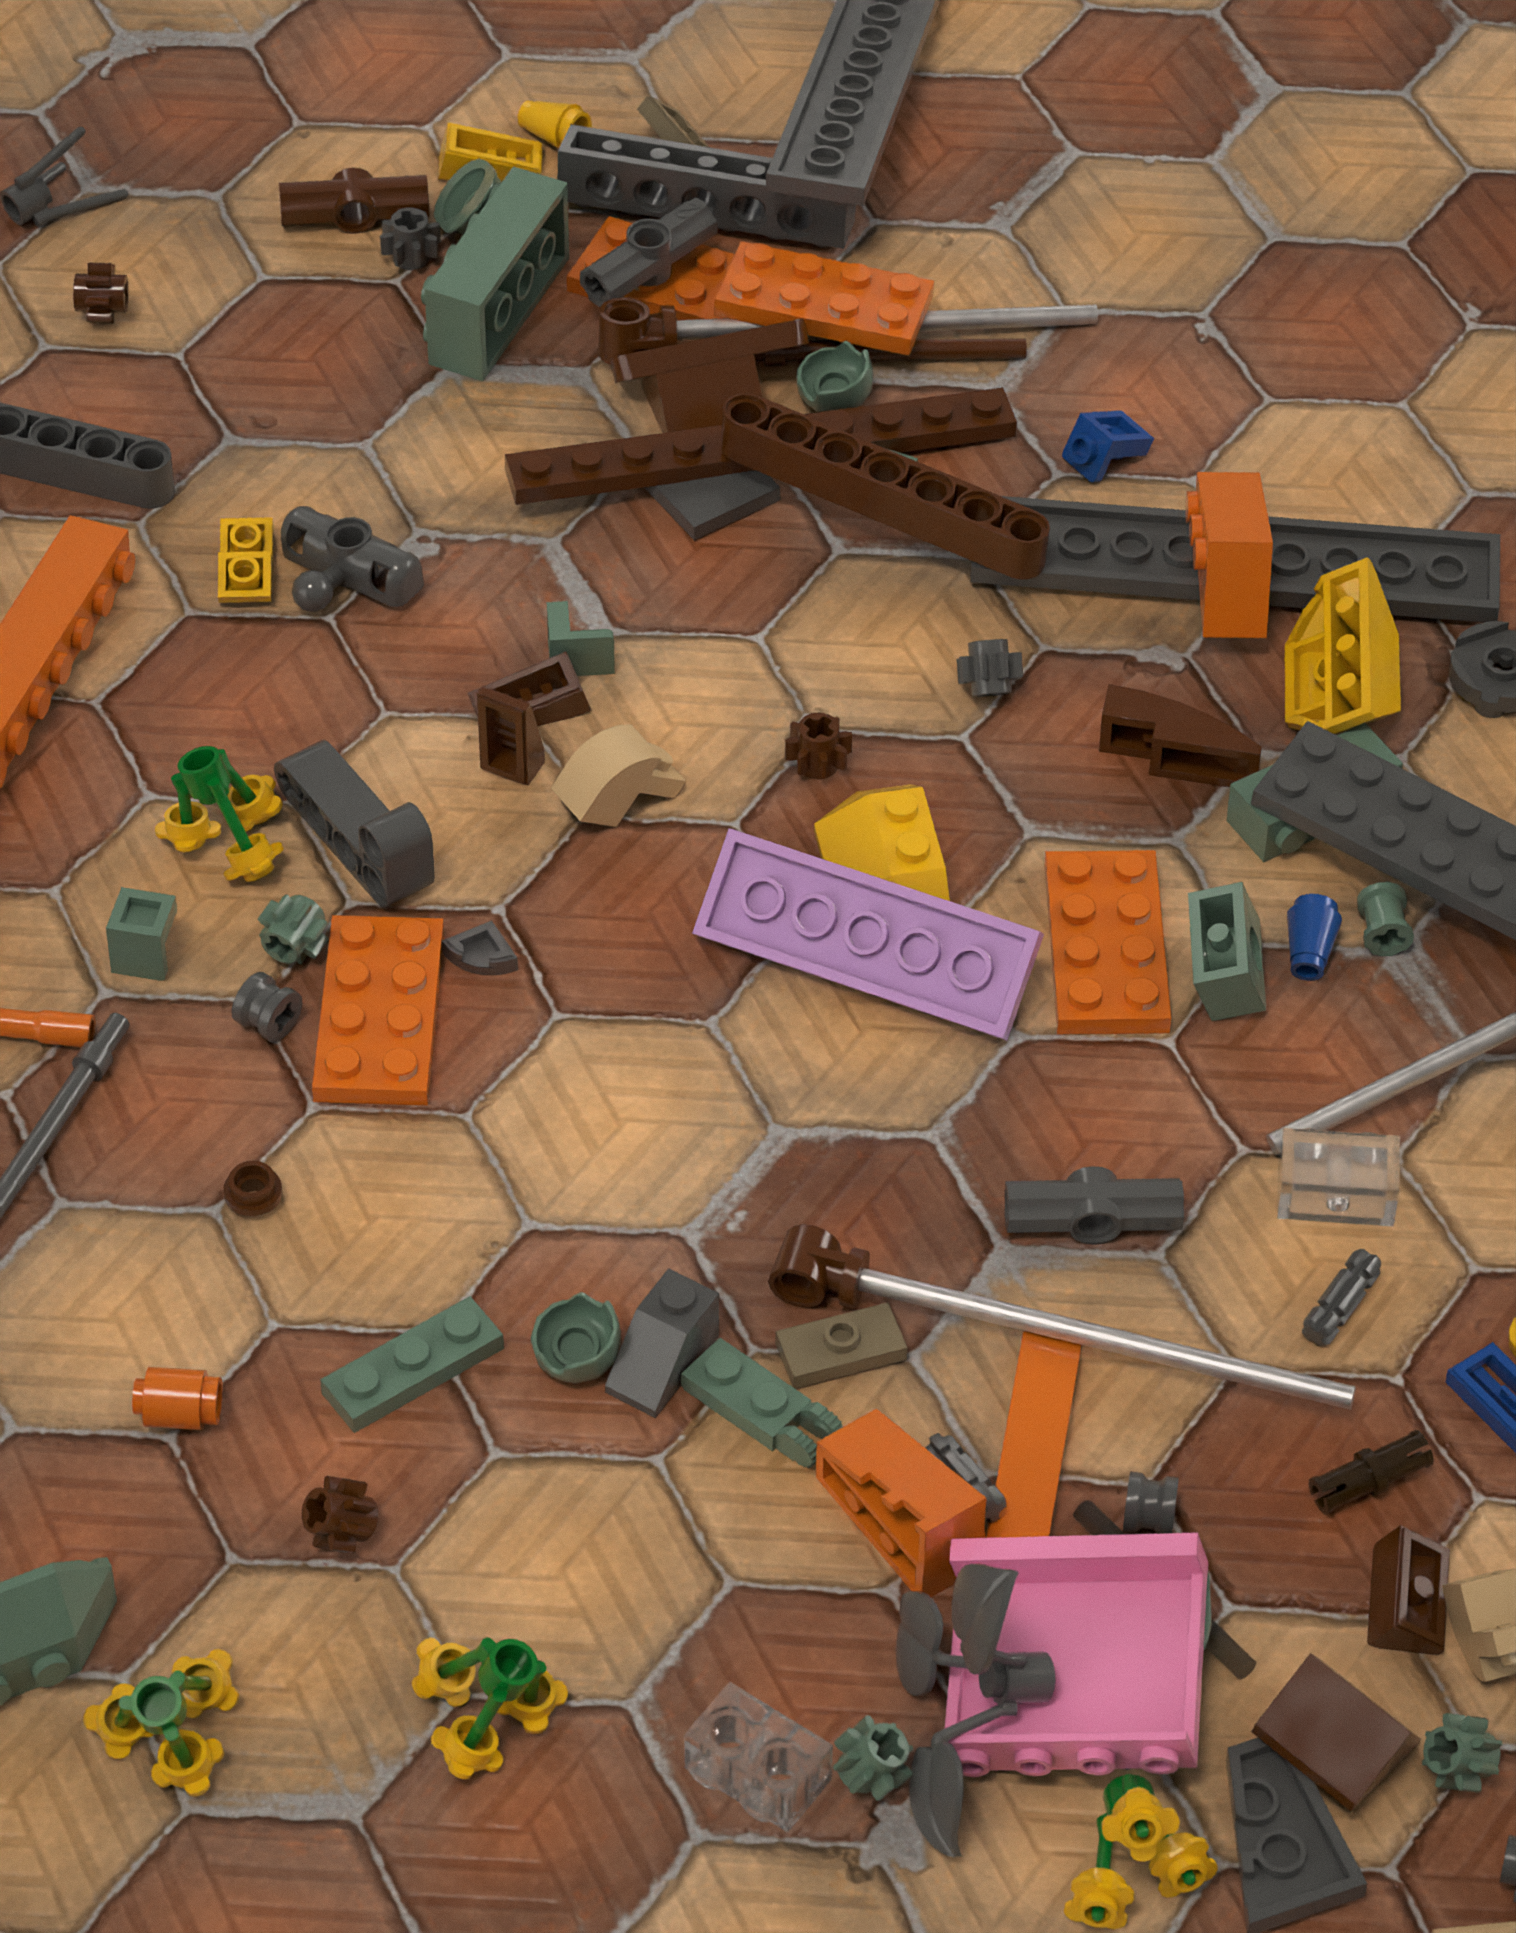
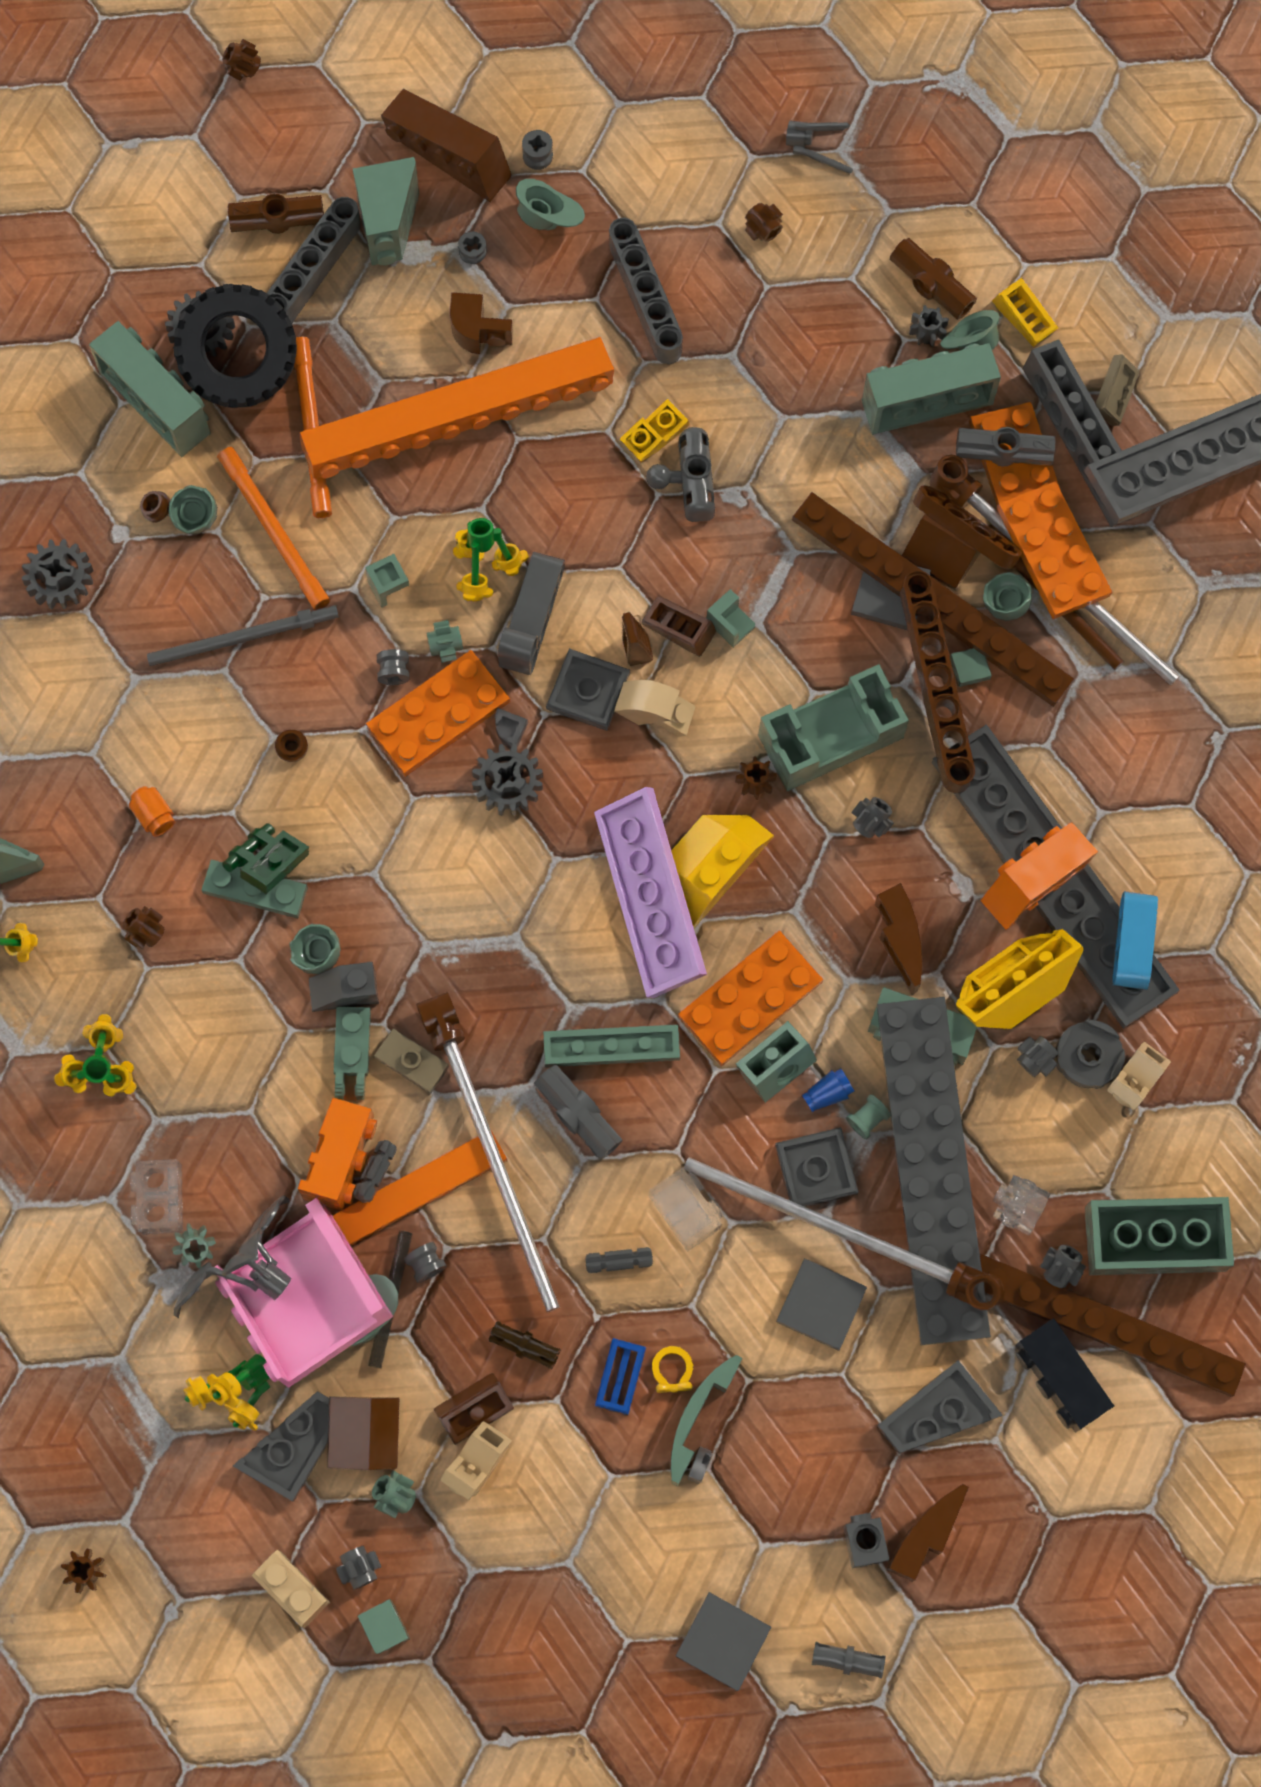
camera: 50 degrees right, 25 degrees up
(394, 1303) = (272, 863): none -> dark green plate
(516, 841) = (587, 689): none -> dark grey tile
(551, 120) = (1074, 324): yellow cone -> none
(554, 988) = (497, 770): none -> dark grey gear
(835, 624) = (833, 729): none -> sand green piece
(1033, 1115) = (611, 1045): none -> sand green plate
(1104, 437) = (1082, 754): blue bracket -> none
(1401, 1016) = (816, 1168): none -> dark grey tile
(1402, 522) = (1135, 940): none -> dark azure beam
(1461, 709) = (1037, 1056): none -> dark grey gear

